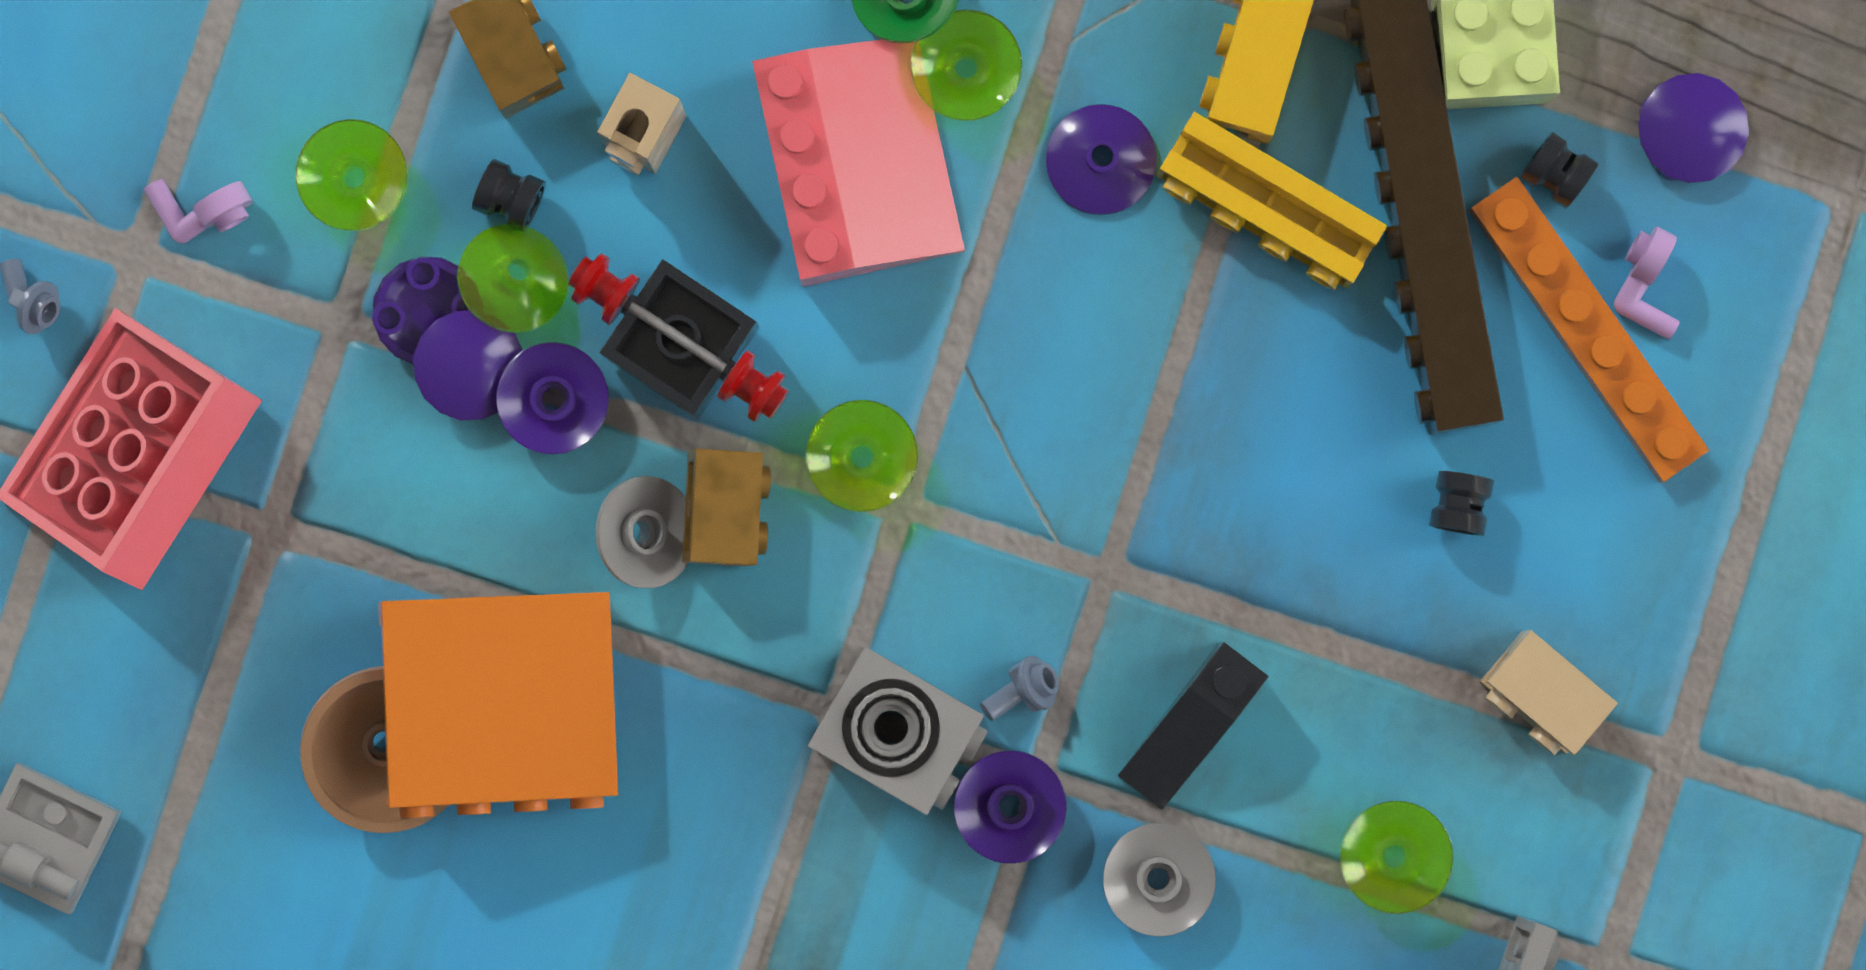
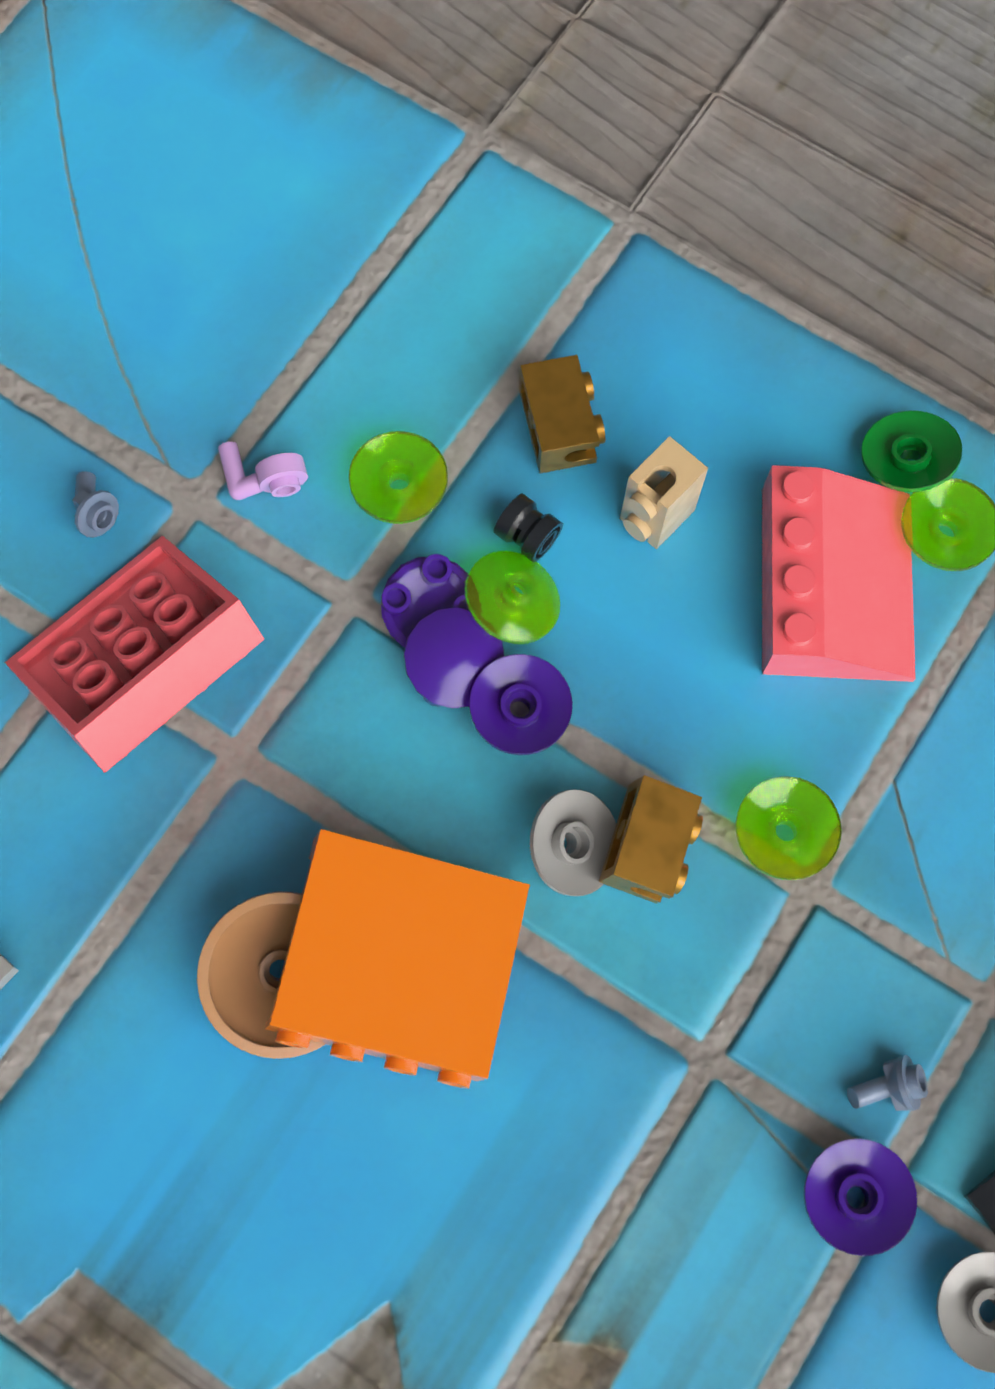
camera: 15 degrees right, 15 degrees down
(678, 338) = (649, 679): black brick -> none
(921, 763) = (810, 1098): light grey brick -> none

